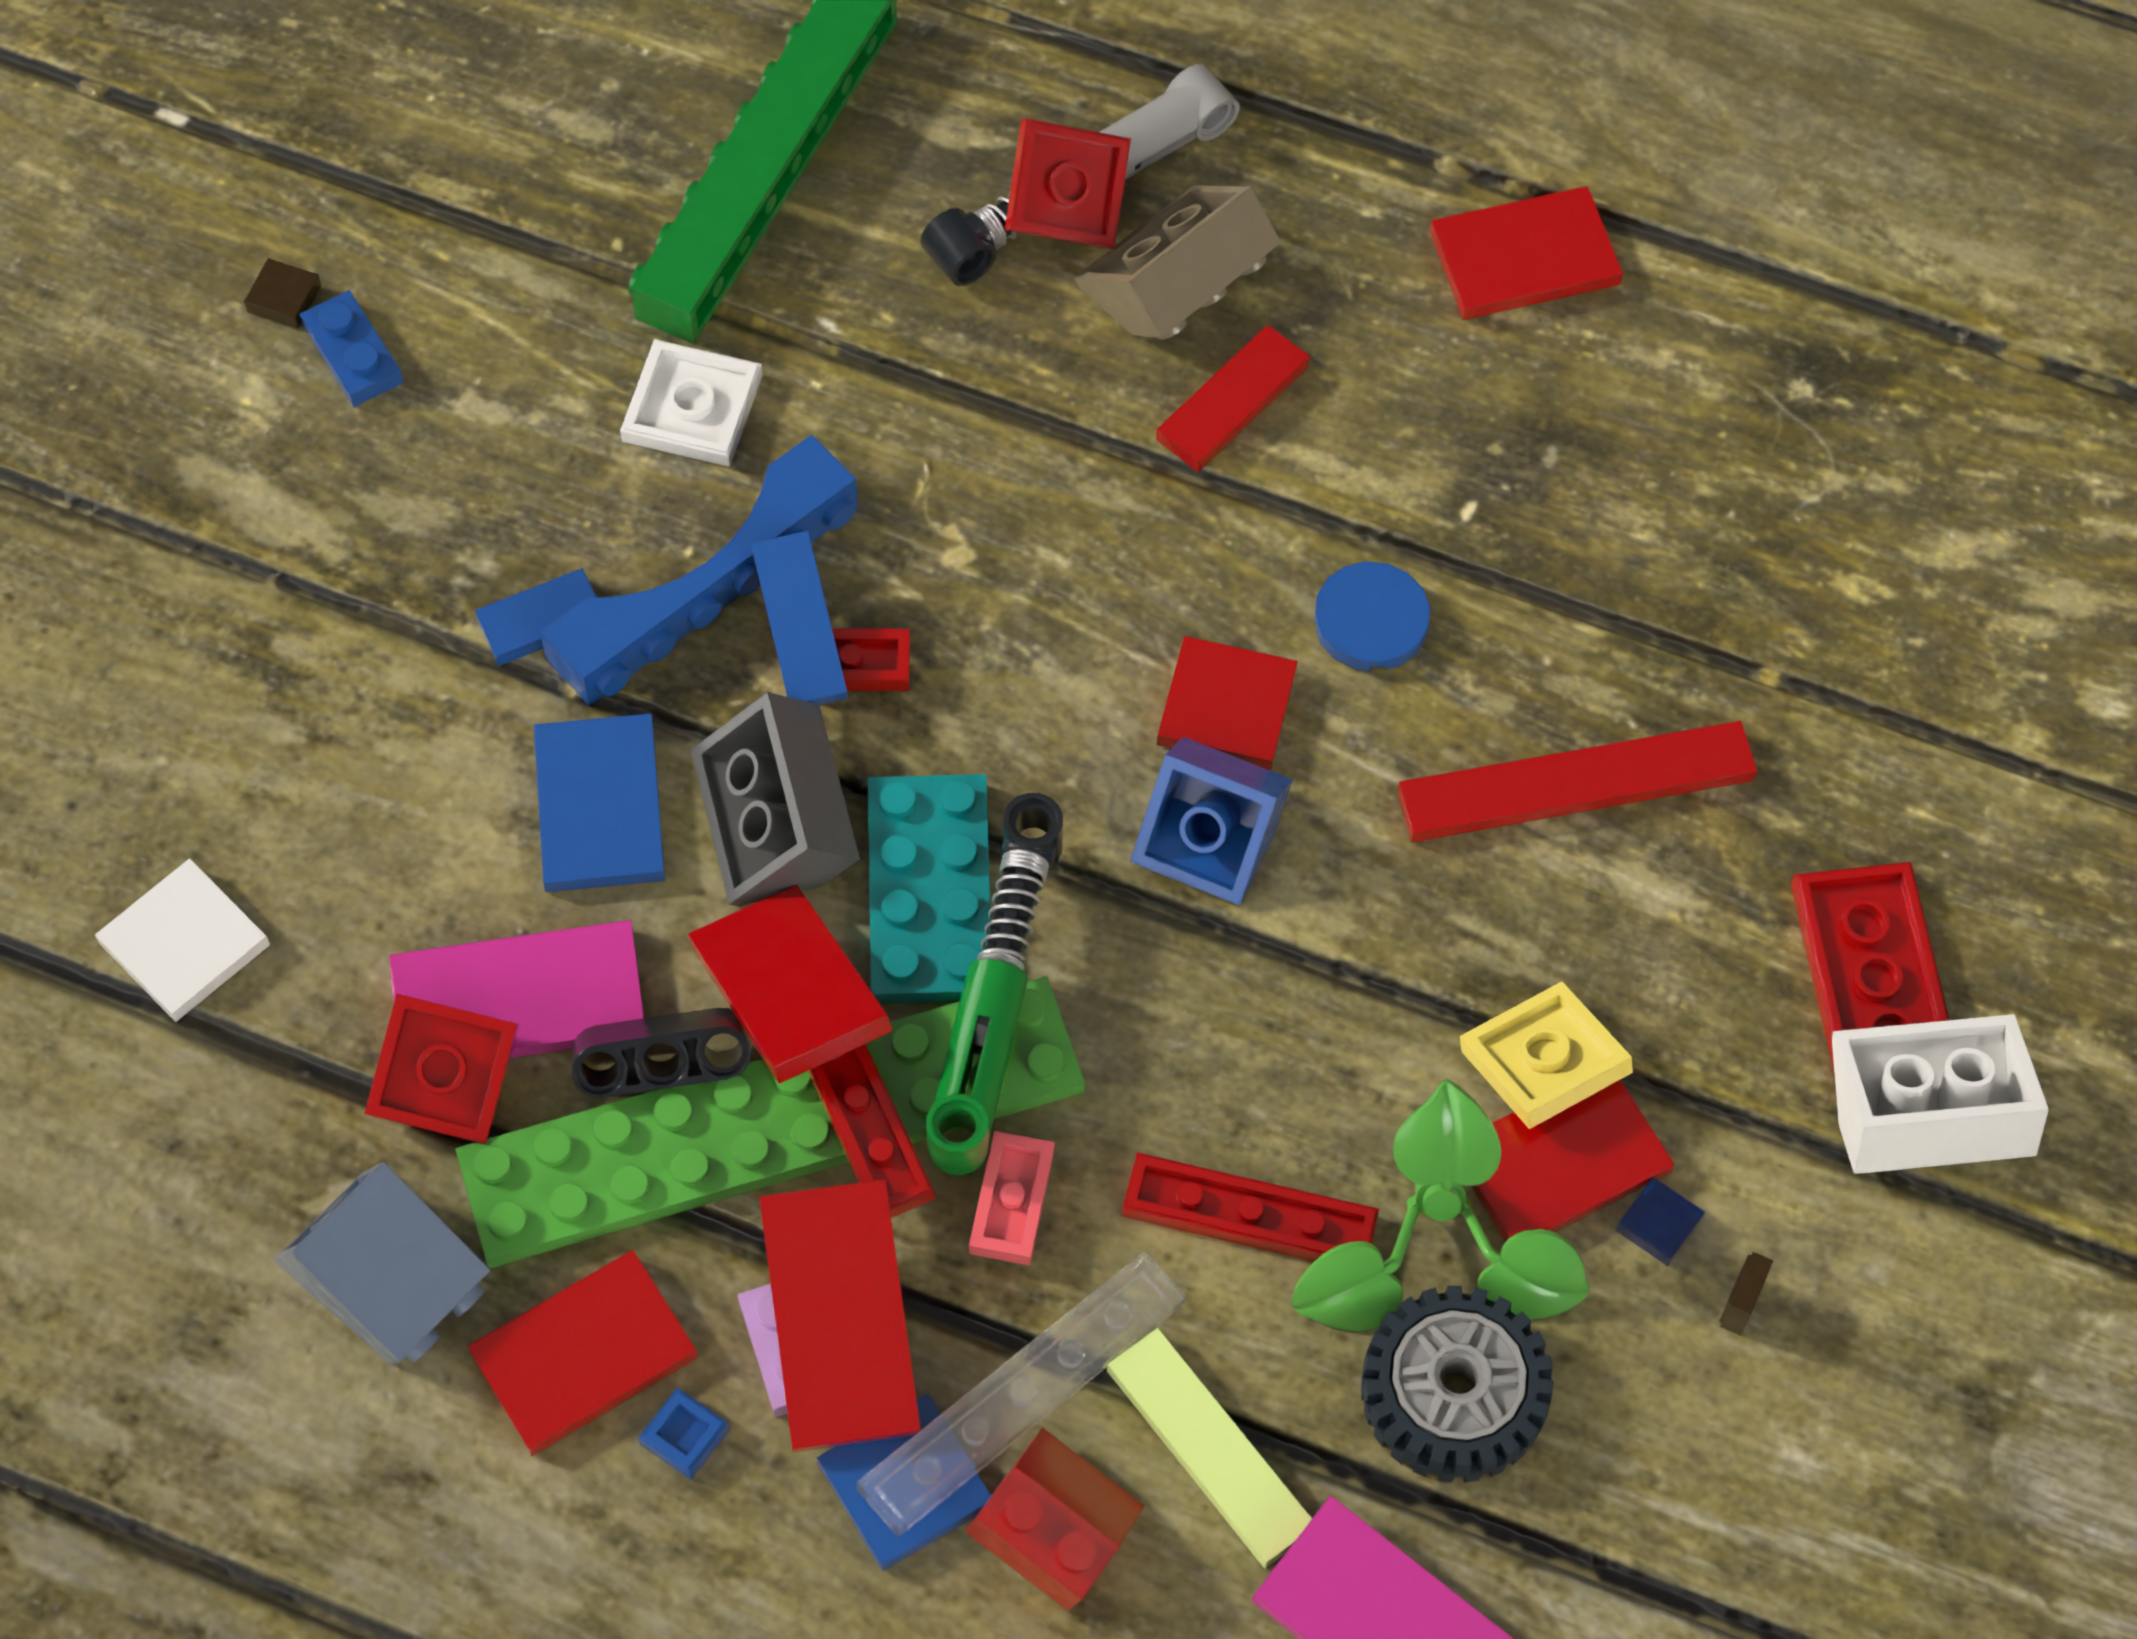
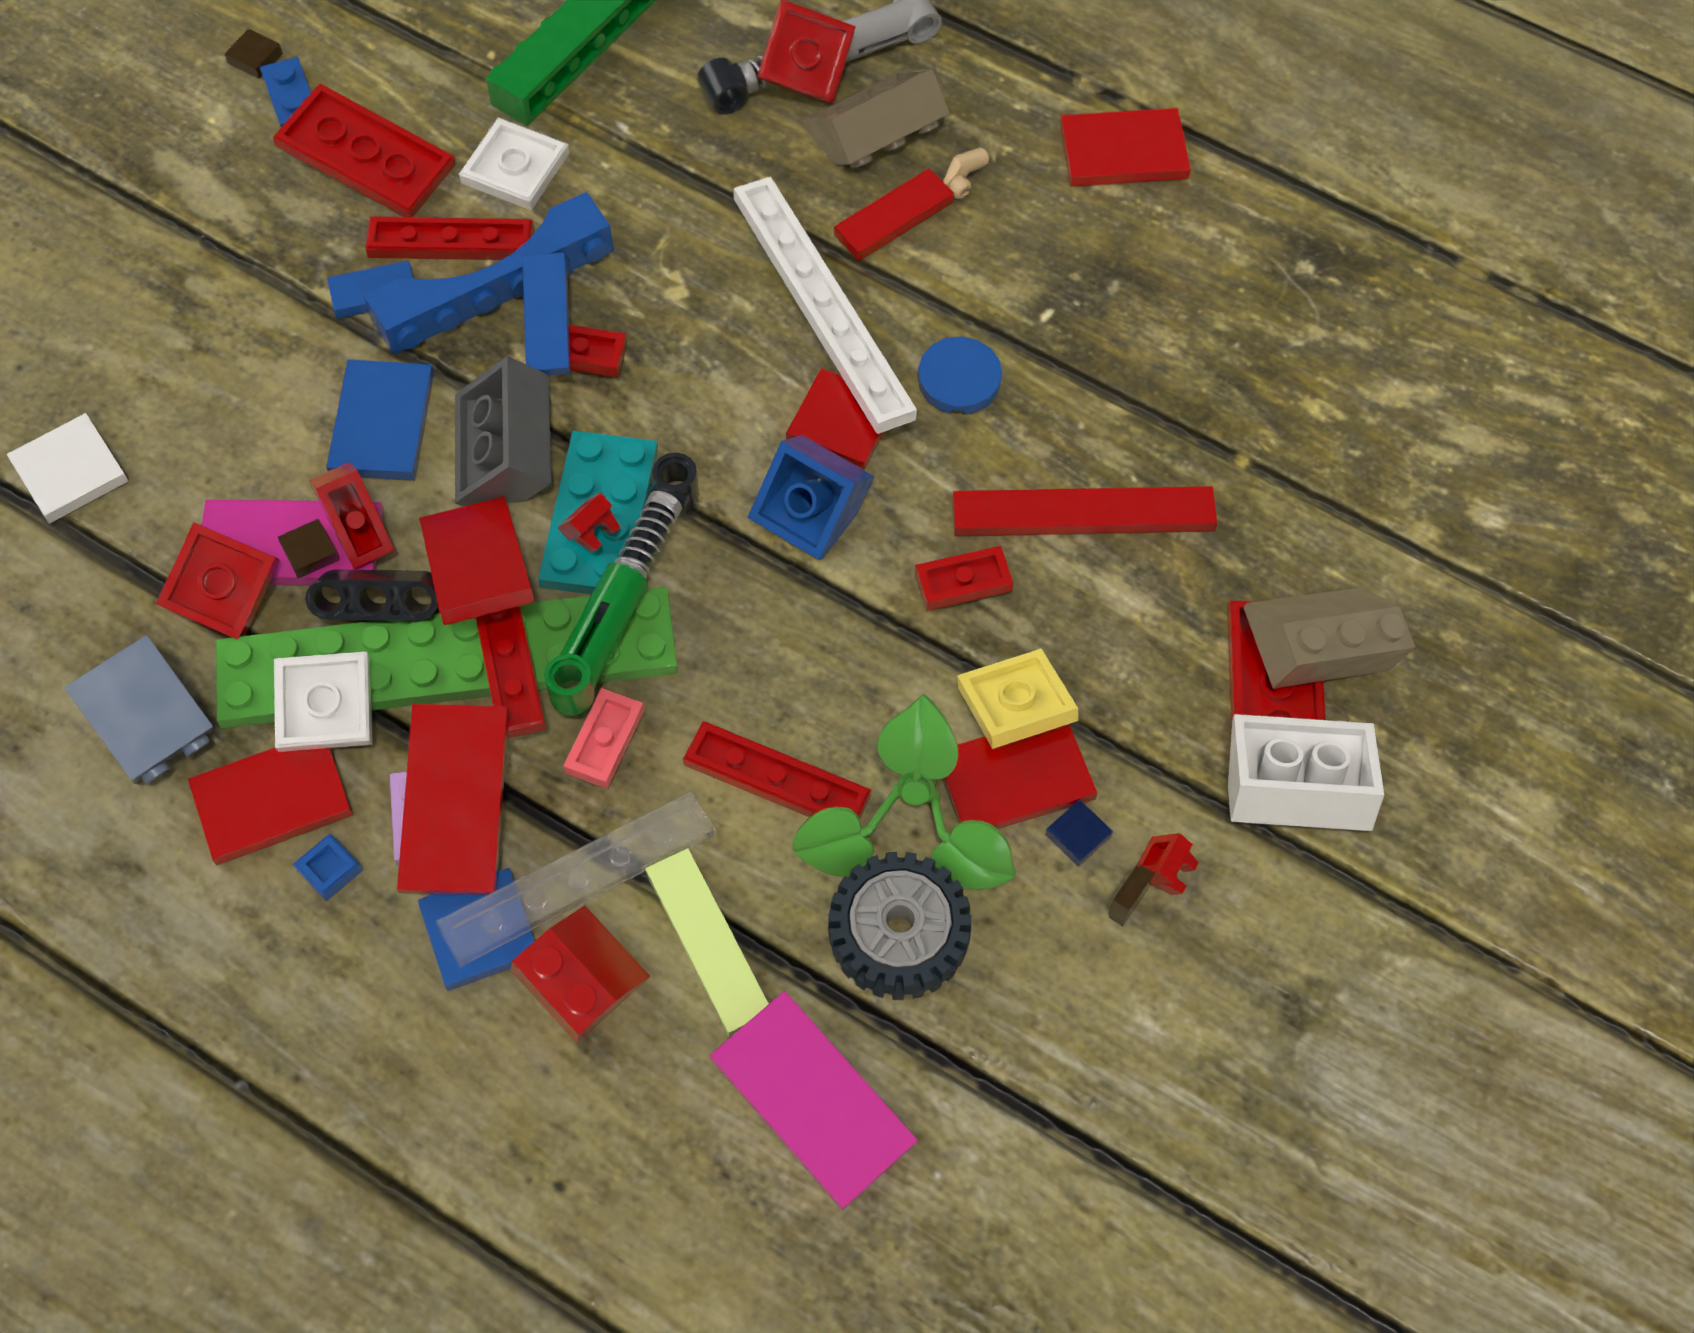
camera: 10 degrees right, 0 degrees up
(479, 417) = (364, 151): none -> red tile
(551, 1002) = (308, 548): none -> dark brown tile
(602, 945) = (352, 514): none -> red slope
(627, 525) = (446, 237): none -> red tile
(627, 1211) = (322, 701): none -> white tile
(921, 903) = (583, 520): none -> red tile
(1170, 545) = (825, 306): none -> white plate
(1311, 317) = (960, 167): none -> tan arm
(1439, 900) = (963, 578): none -> red plate
(1782, 1236) = (1165, 858): none -> red tile
(1932, 903) = (1328, 635): none -> dark tan slope

